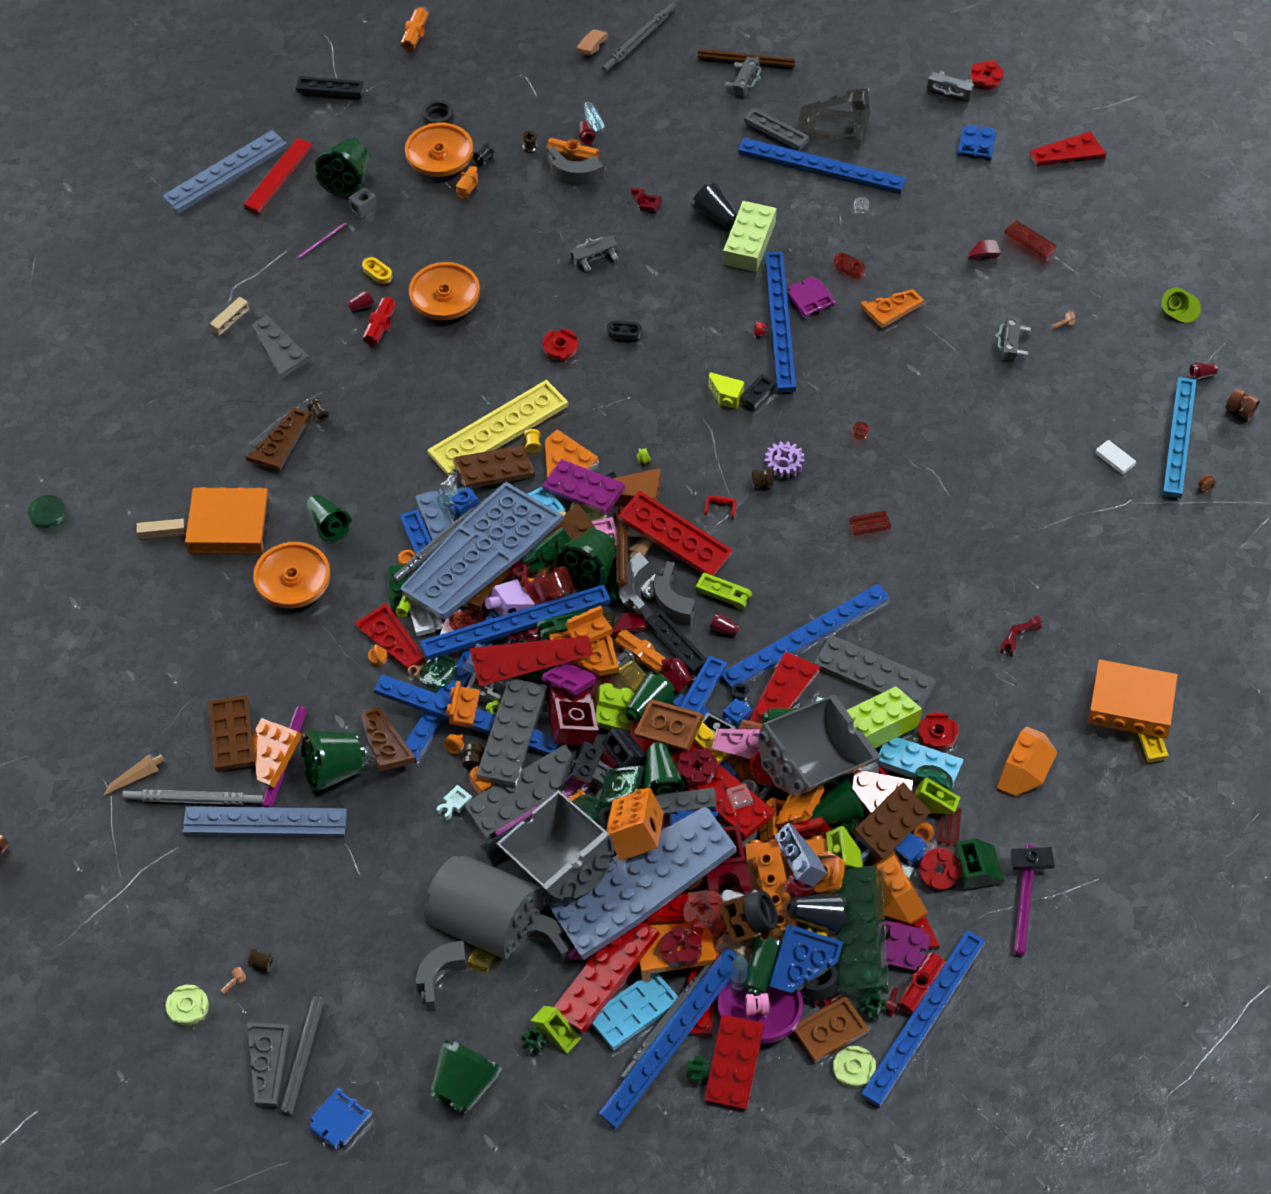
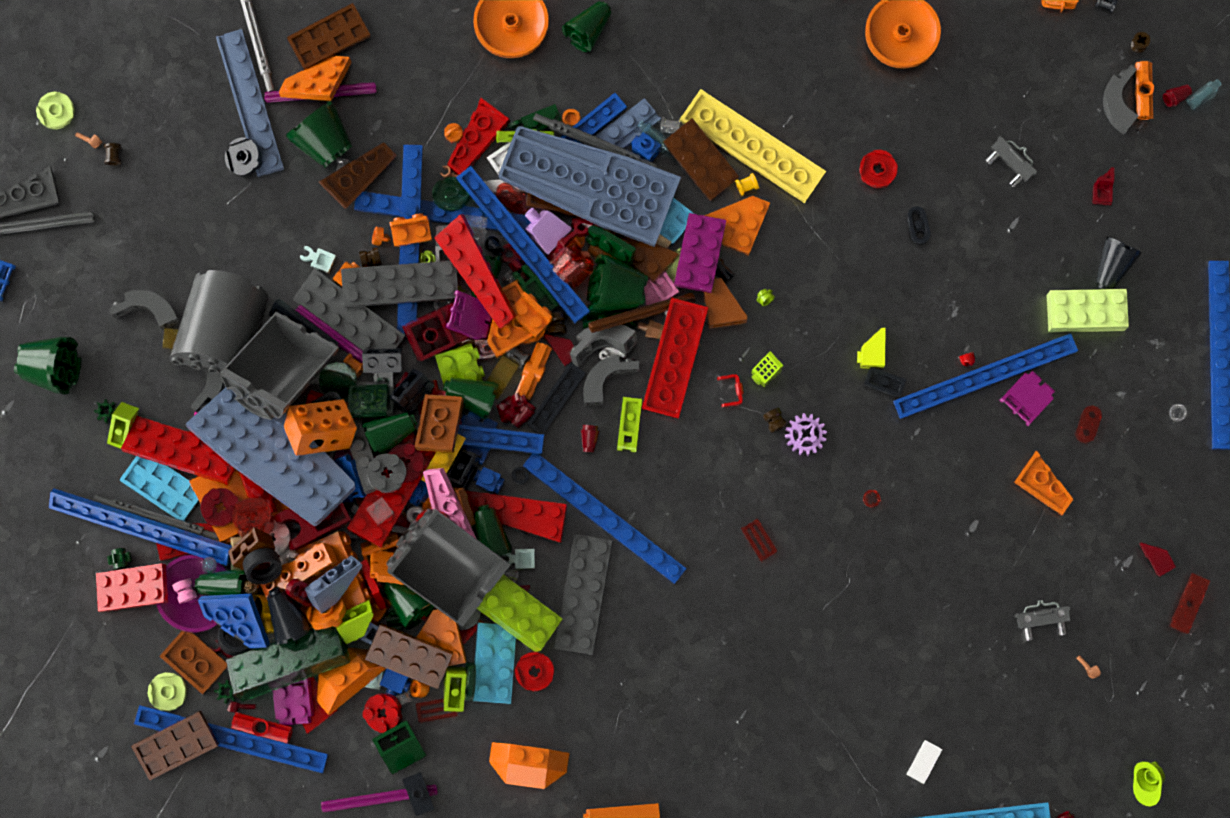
camera: 70 degrees right, 25 degrees up
(328, 830) = (253, 156): none -> plate
(703, 767) = (380, 482): none -> dark grey plate
(713, 467) = (766, 369): none -> lime slope
(916, 1067) = (175, 745): none -> reddish brown plate
(1010, 642) = (671, 714): dark red piece -> none

